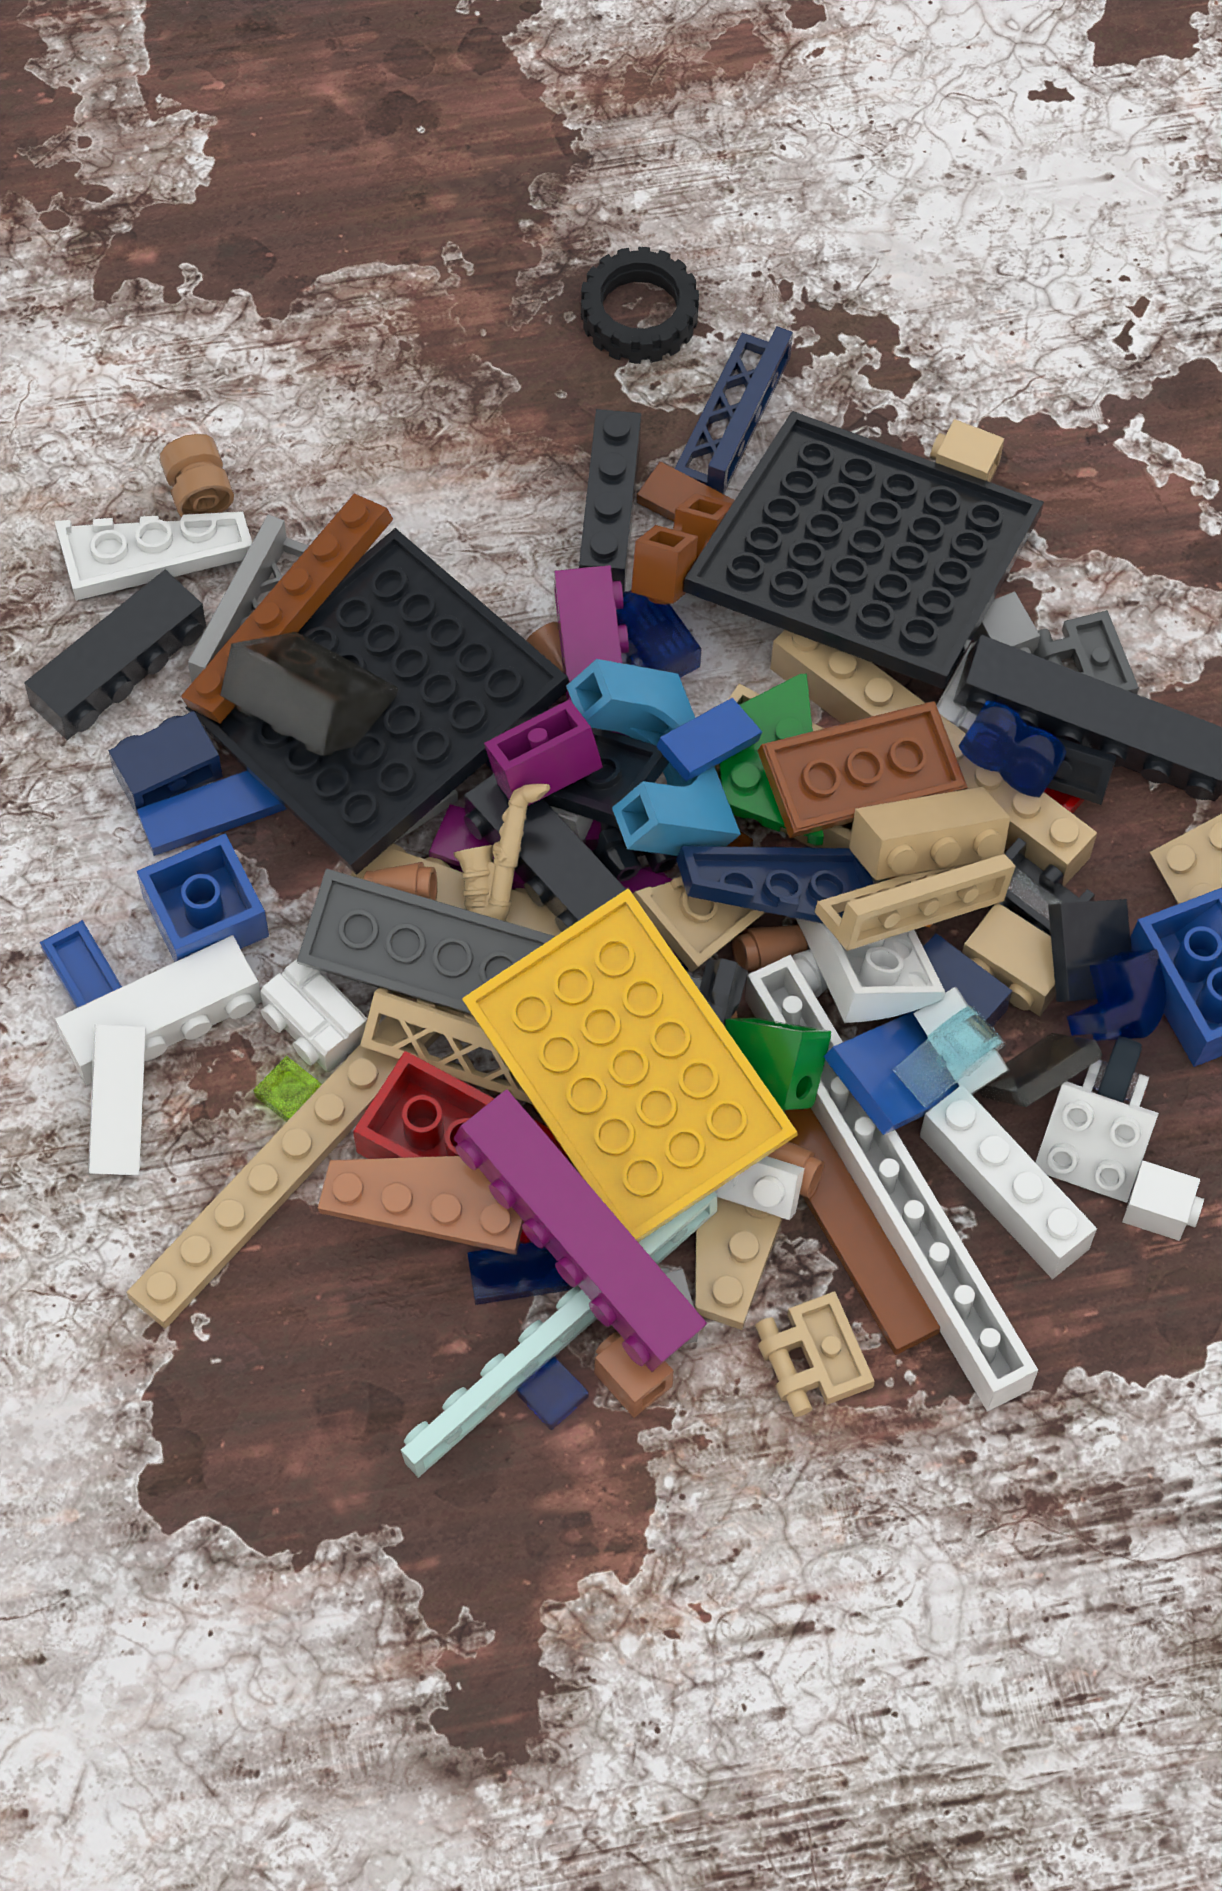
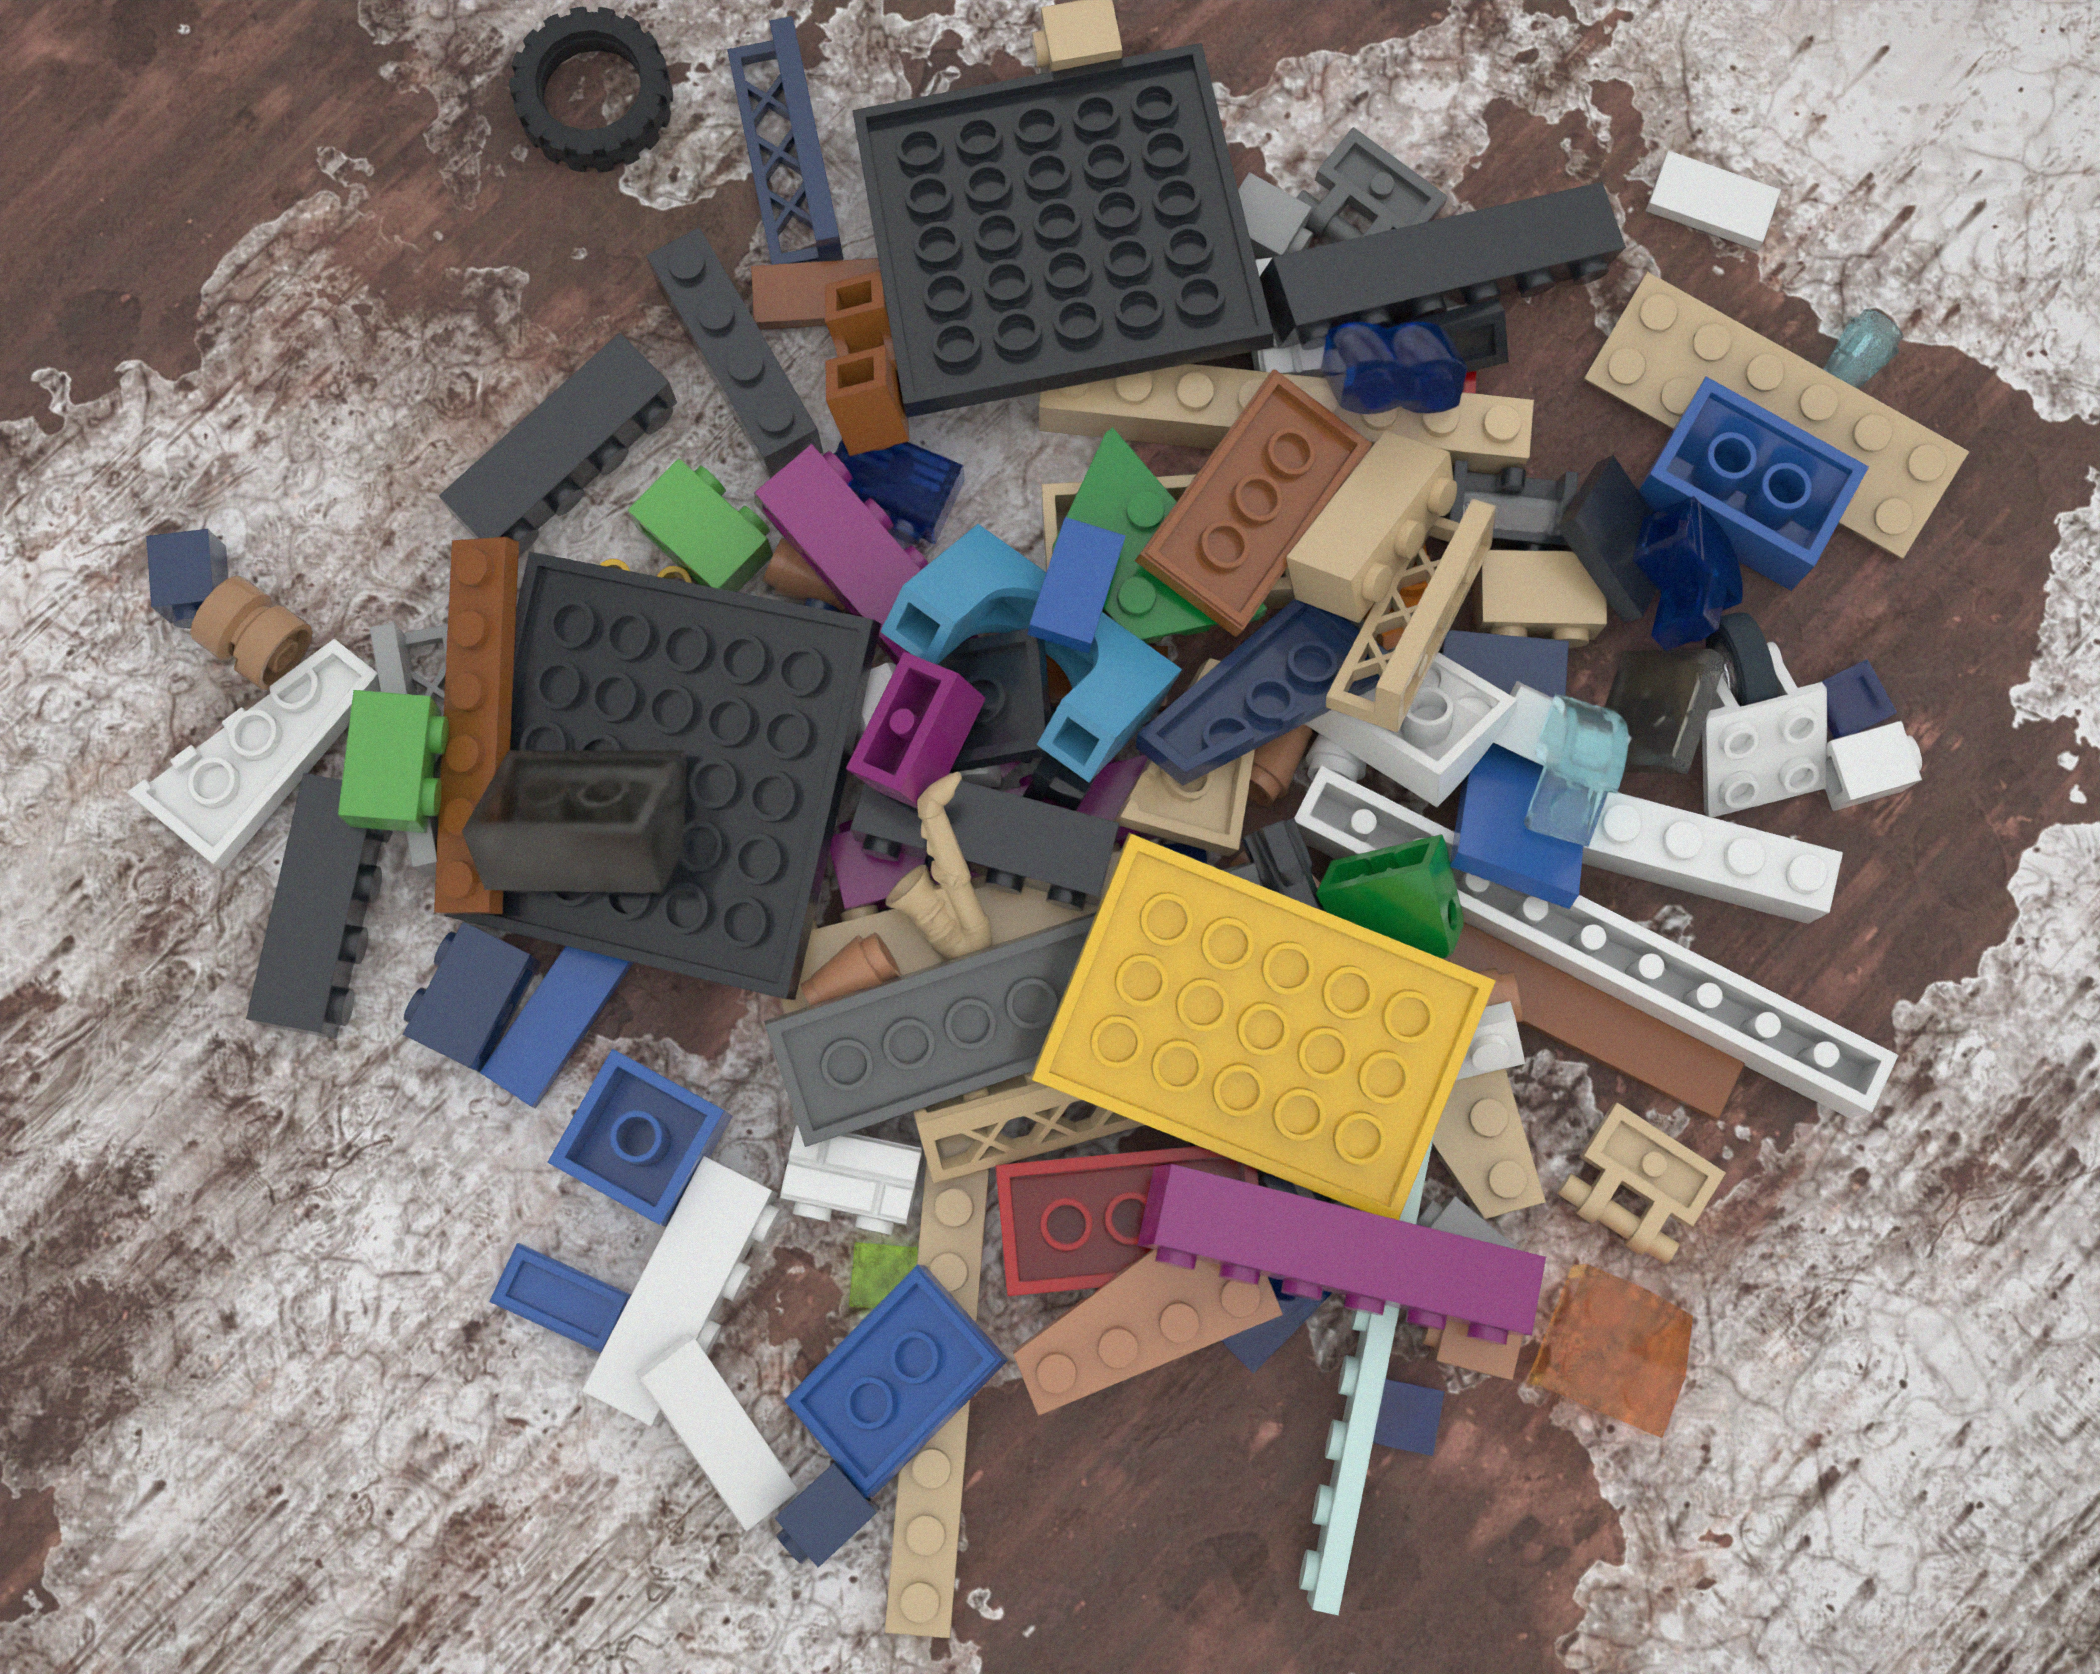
camera: 35 degrees left, 15 degrees up
(144, 1197) = (824, 1517): none -> dark blue brick
(183, 414) = (184, 572): none -> dark blue brick
(221, 590) = (392, 761): none -> bright green brick
(248, 1146) = (895, 1380): none -> blue tile
(465, 489) = (562, 446): none -> black brick
(510, 583) = (701, 529): none -> bright green brick
(717, 1438) = (1614, 1351): none -> clear orange slope
(1188, 1156) = (1856, 700): none -> clear blue tile

